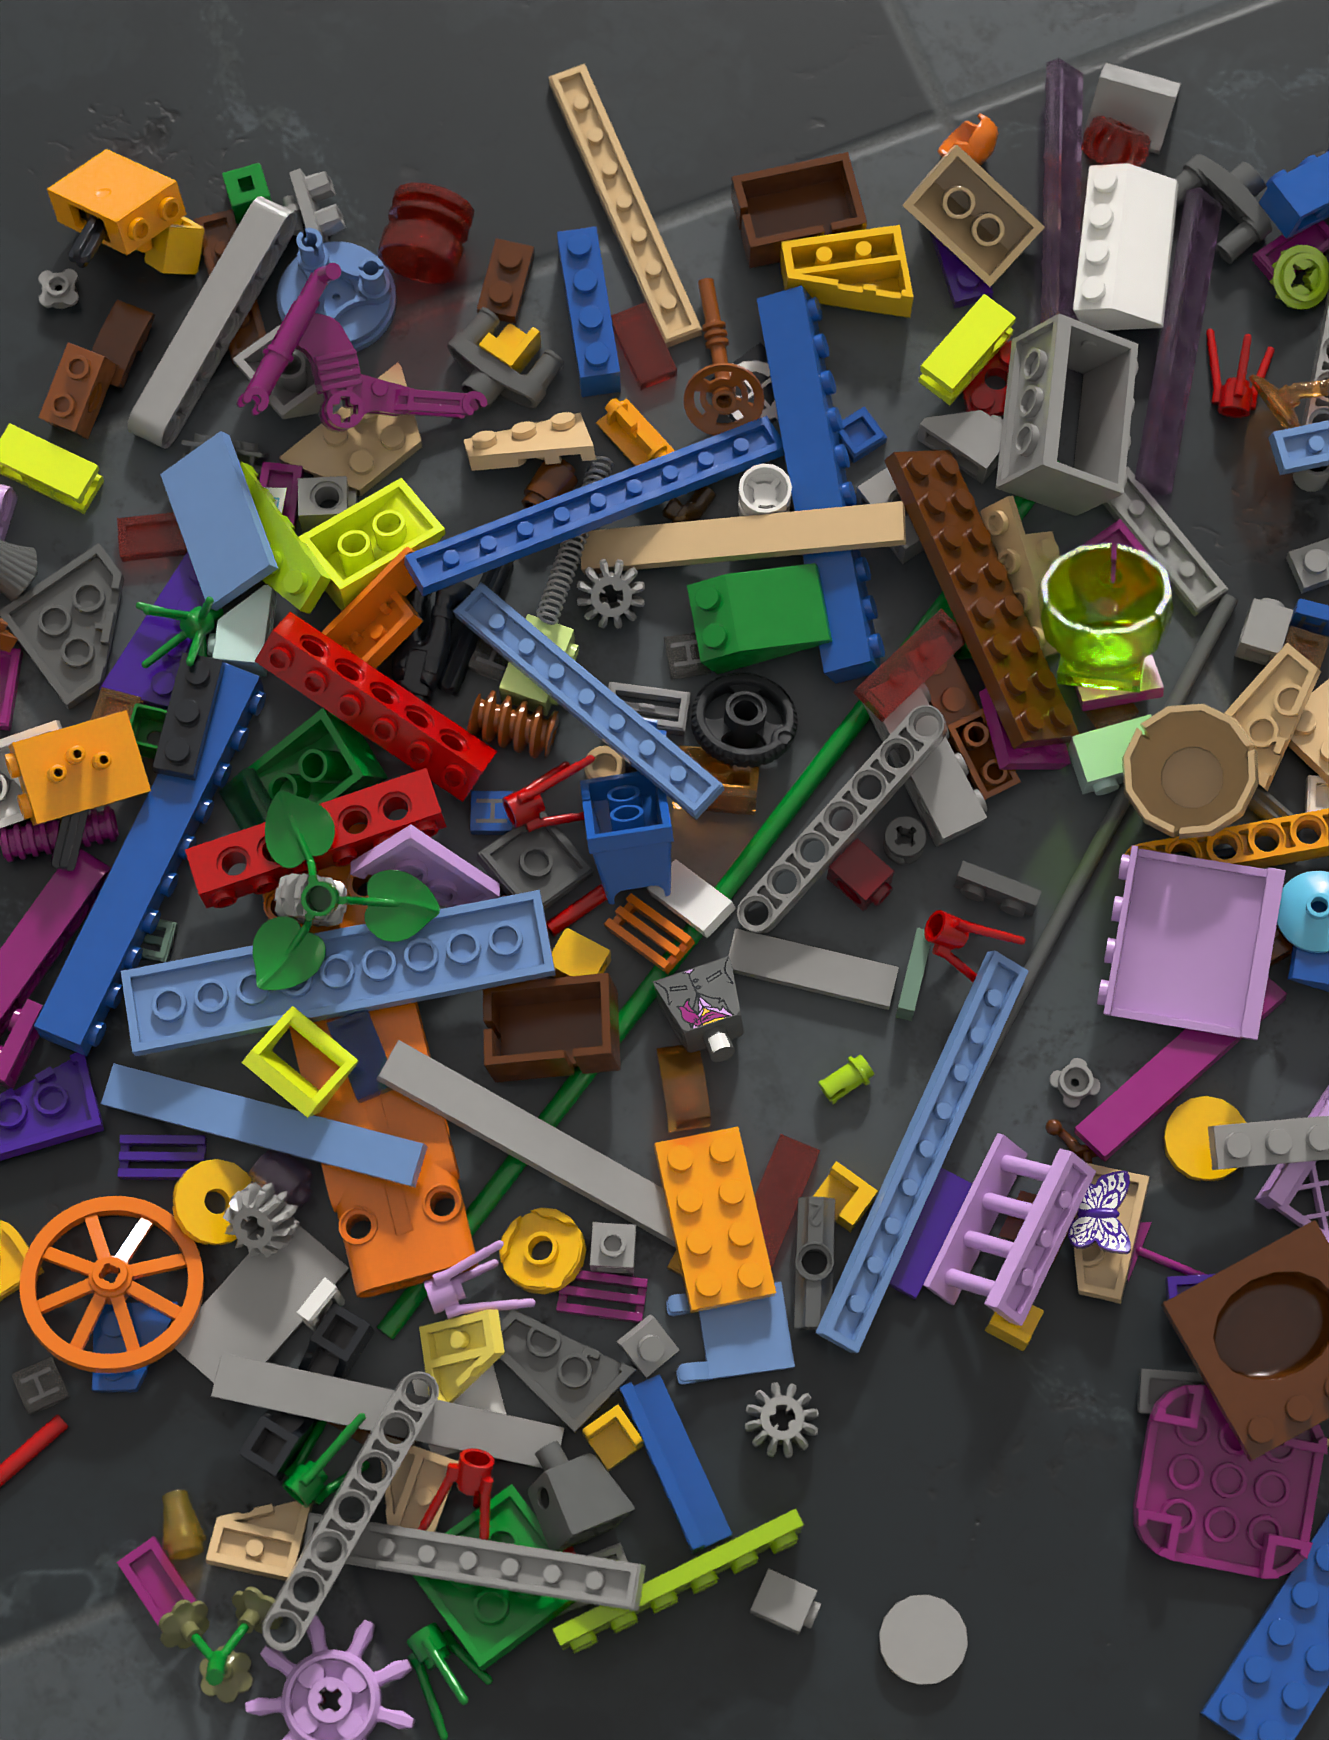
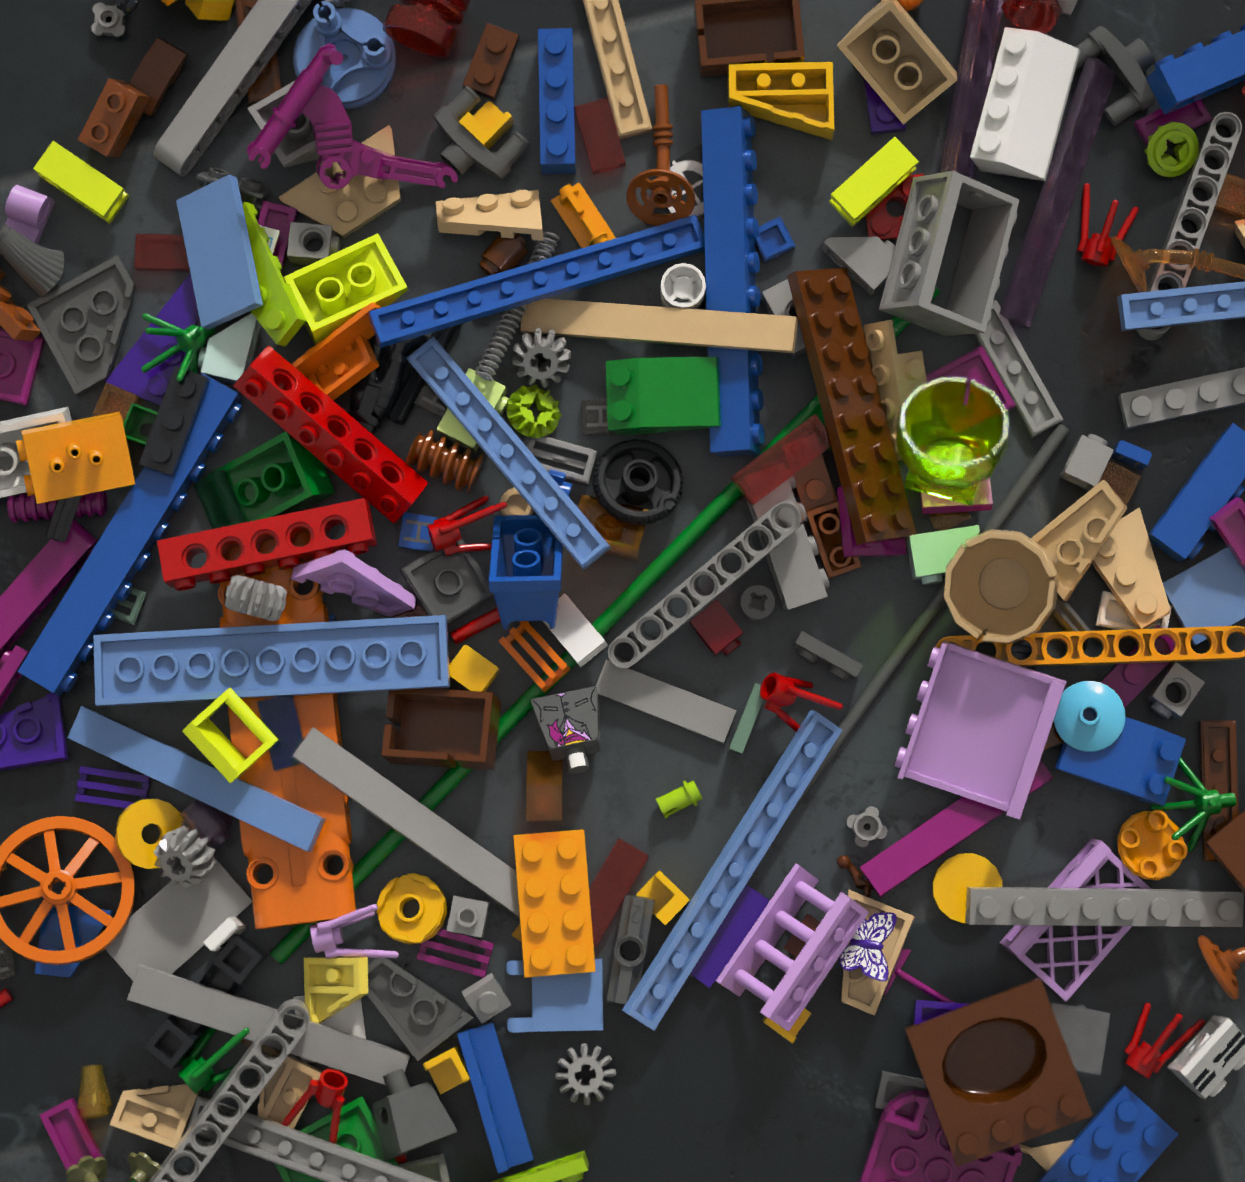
camera: 10 degrees right, 10 degrees up
(286, 951) = (230, 640): green plant -> none
(595, 661) = (523, 419): none -> lime gear
(693, 508) = (620, 290): dark brown arm -> none

